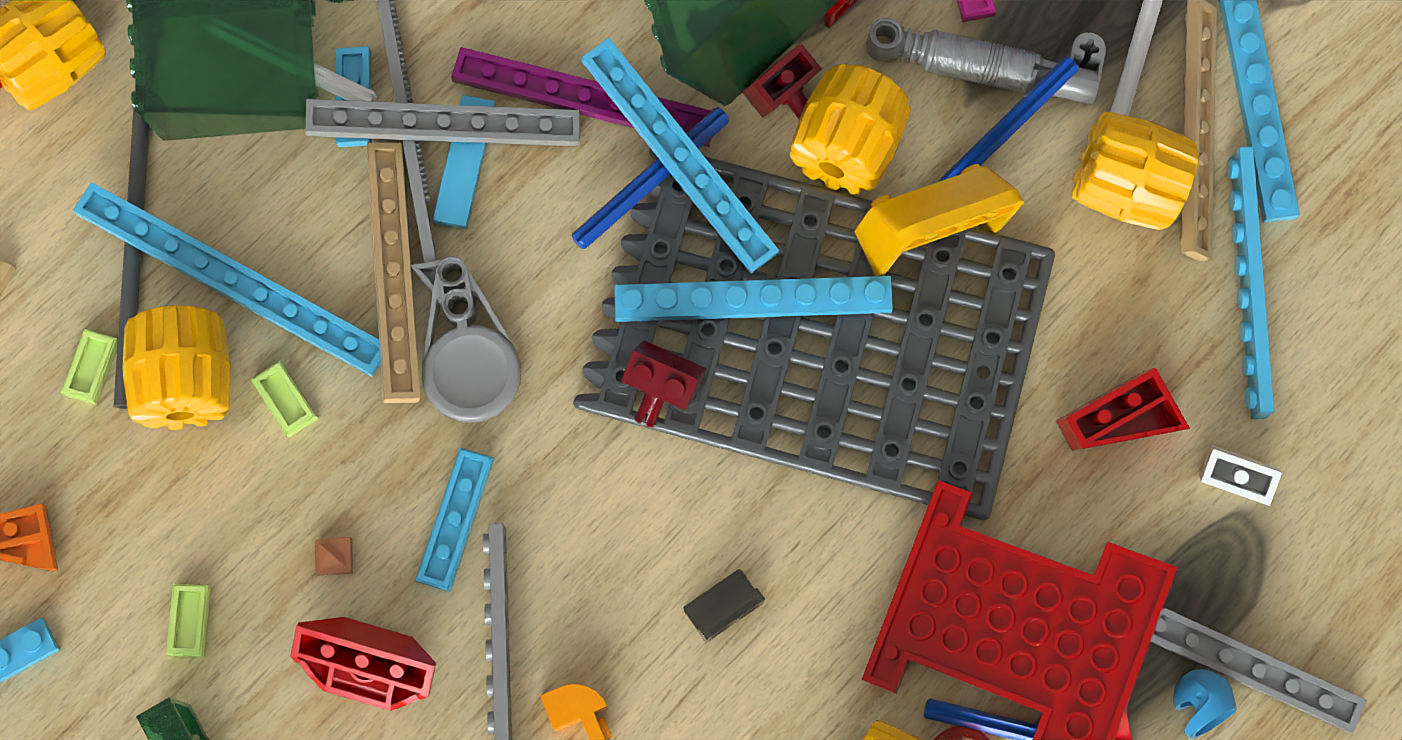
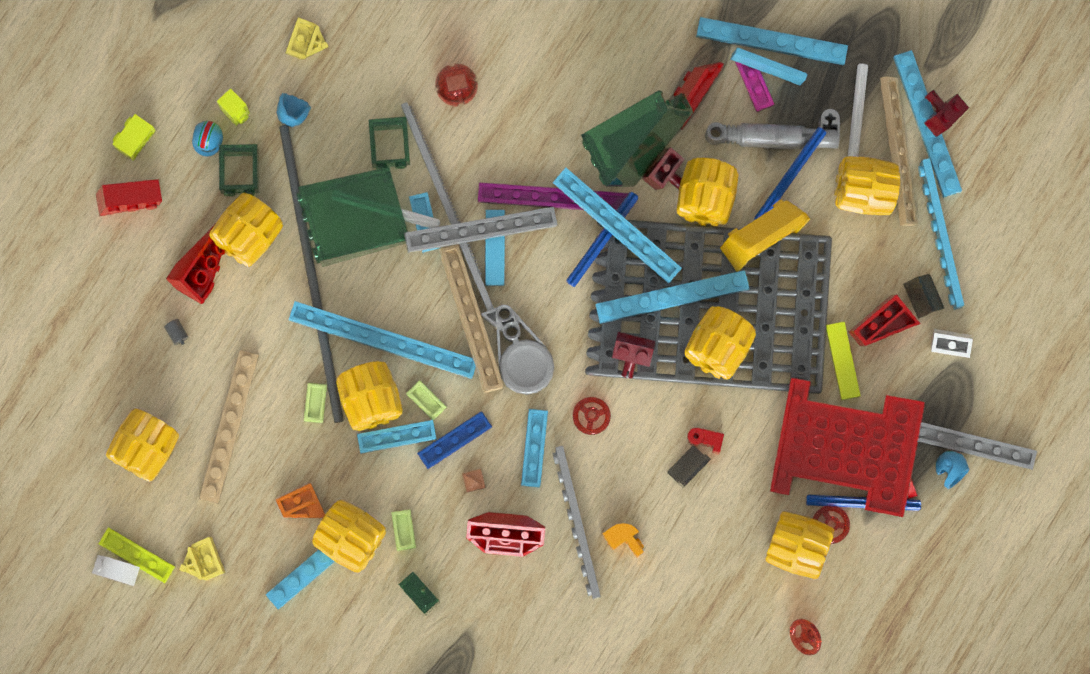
camera: 15 degrees left, 5 degrees up
(77, 610) = (349, 535): none -> yellow wheel
(215, 451) = (396, 436): none -> medium azure plate
(317, 478) = (454, 440): none -> blue tile
(552, 461) = (605, 411): none -> clear red piece
(764, 559) = (707, 438): none -> red leg
(821, 389) = (720, 342): none -> yellow wheel
(1037, 471) = (842, 361): none -> neon yellow tile
(1201, 383) = (923, 295): none -> clear smoke panel
(1292, 75) = (946, 112): none -> dark red brick

